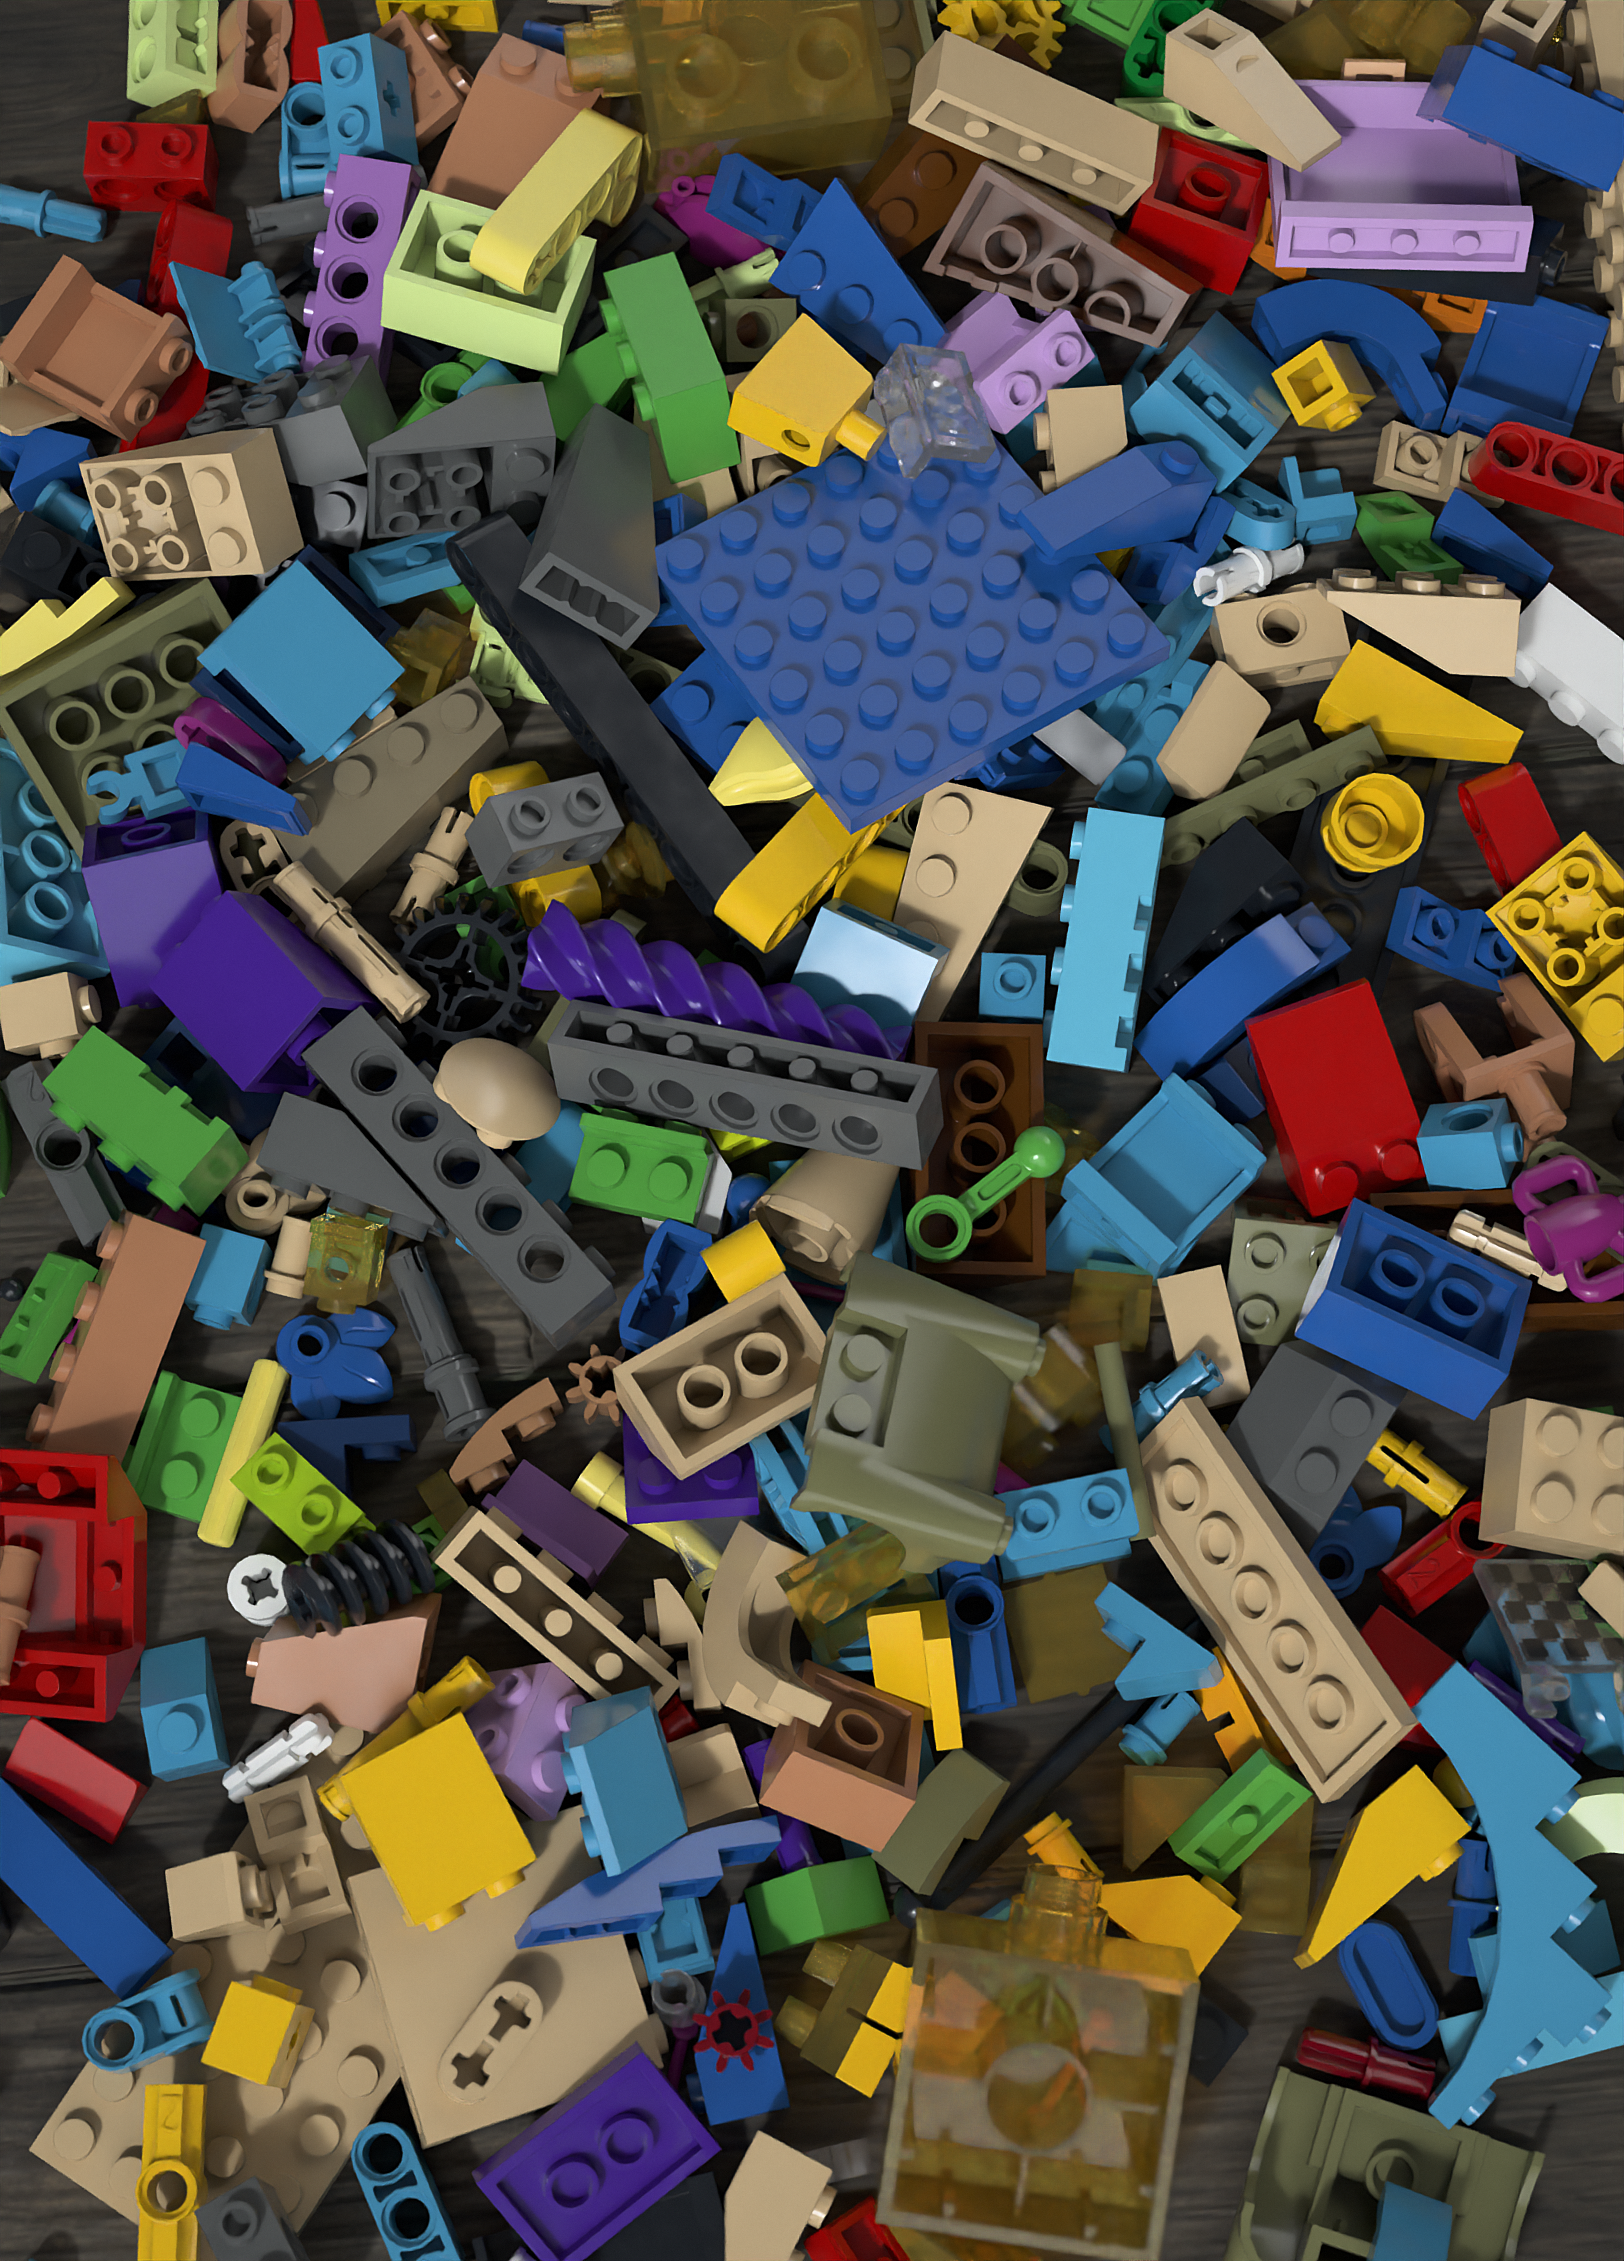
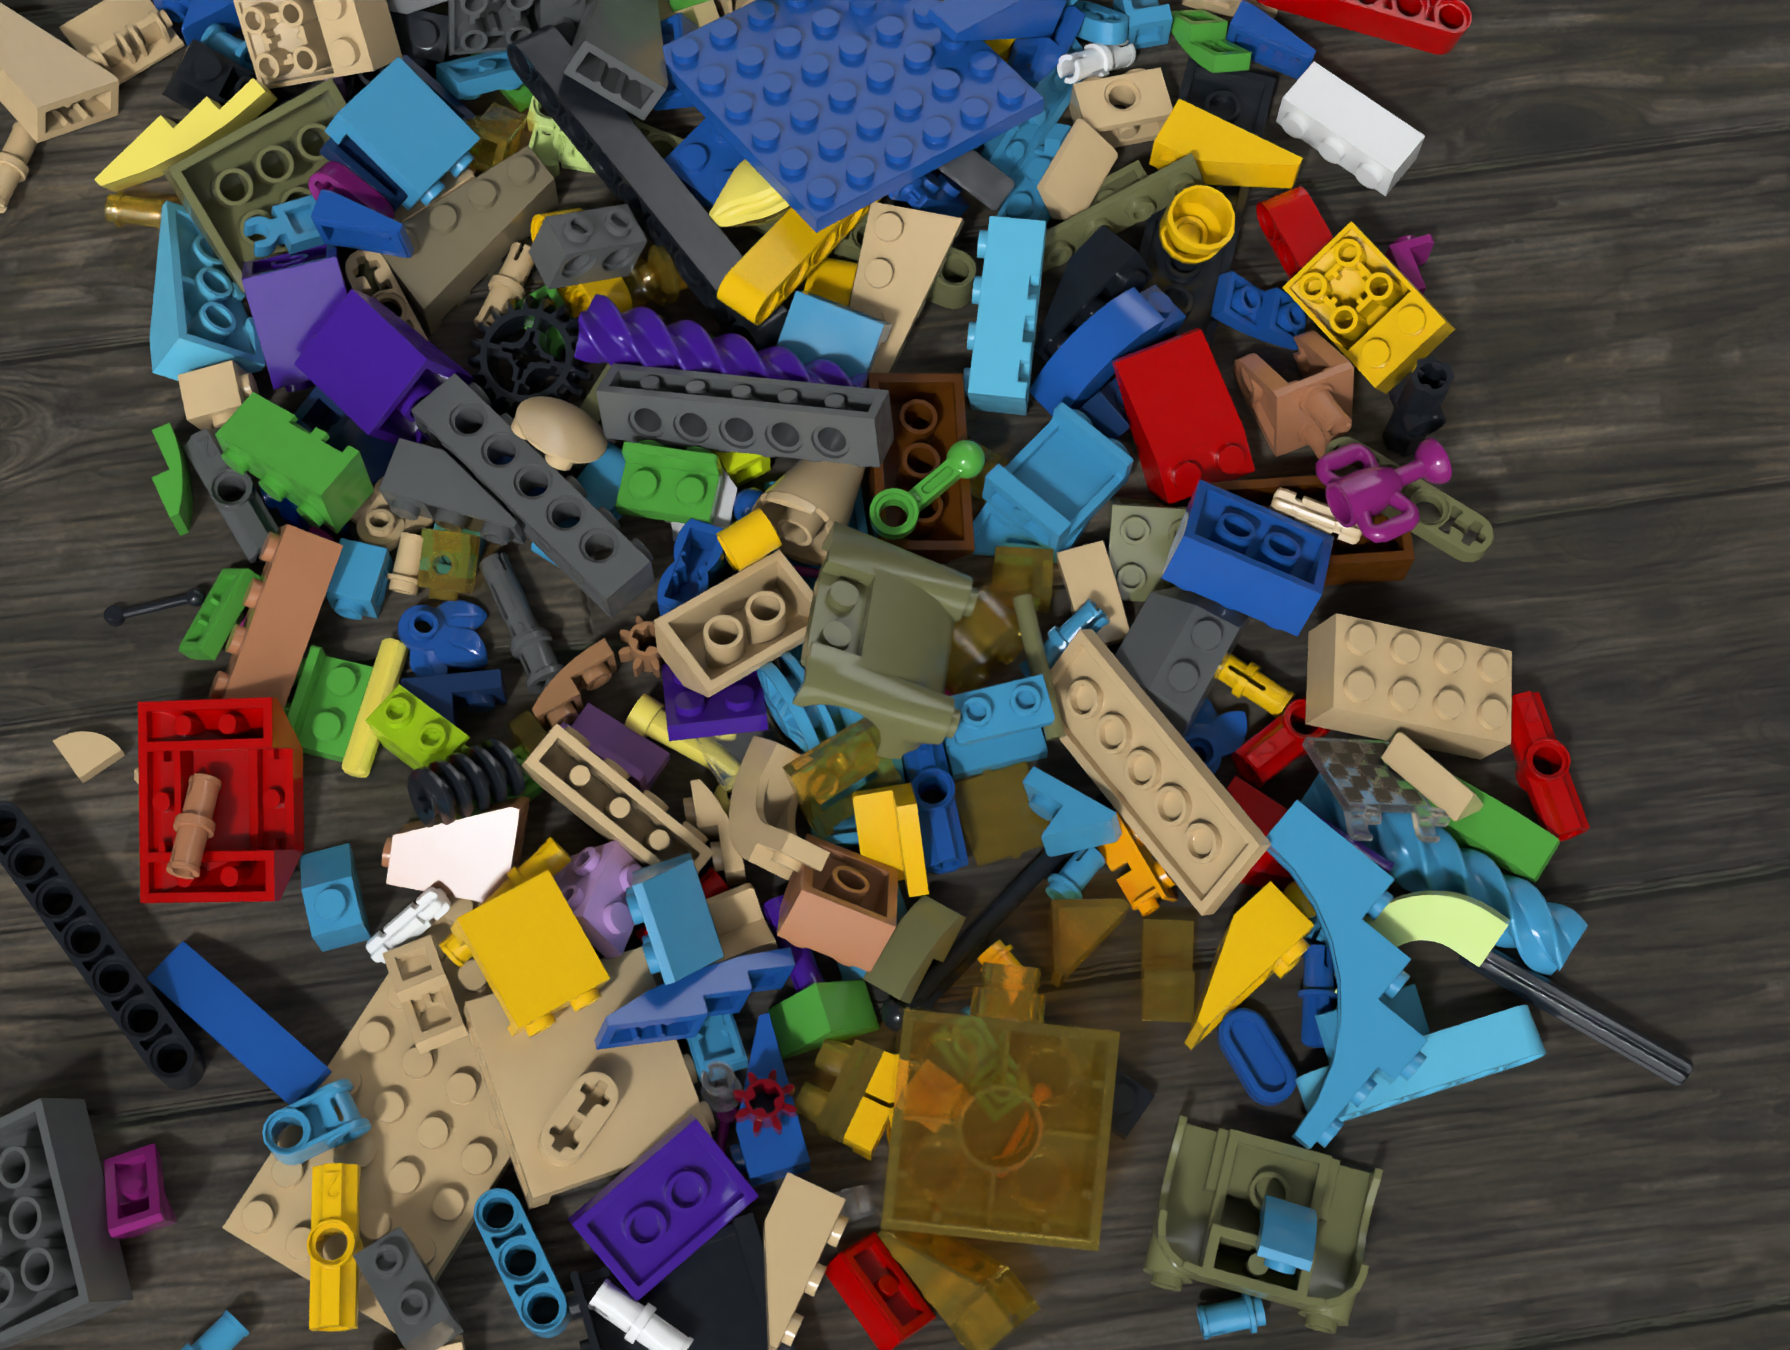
camera: 10 degrees left, 5 degrees down
(73, 1780) = (251, 951): red slope -> none
(217, 1897) = (365, 1023): tan slope -> none
(259, 2031) = (399, 1120): yellow brick -> none
(267, 1593) = (392, 815): white wheel -> none
(330, 921) = (430, 318): tan pin -> none
(1011, 988) = (938, 349): dark azure brick -> none
(1174, 1913) = (1094, 1004): yellow slope -> none
(1240, 1816) = (1139, 933): bright green plate -> none
(1367, 2063) = (1245, 1113): dark red axle -> none
(1455, 627) = (1237, 85): tan slope -> none
(1469, 1145) = (1282, 446): dark azure brick -> none

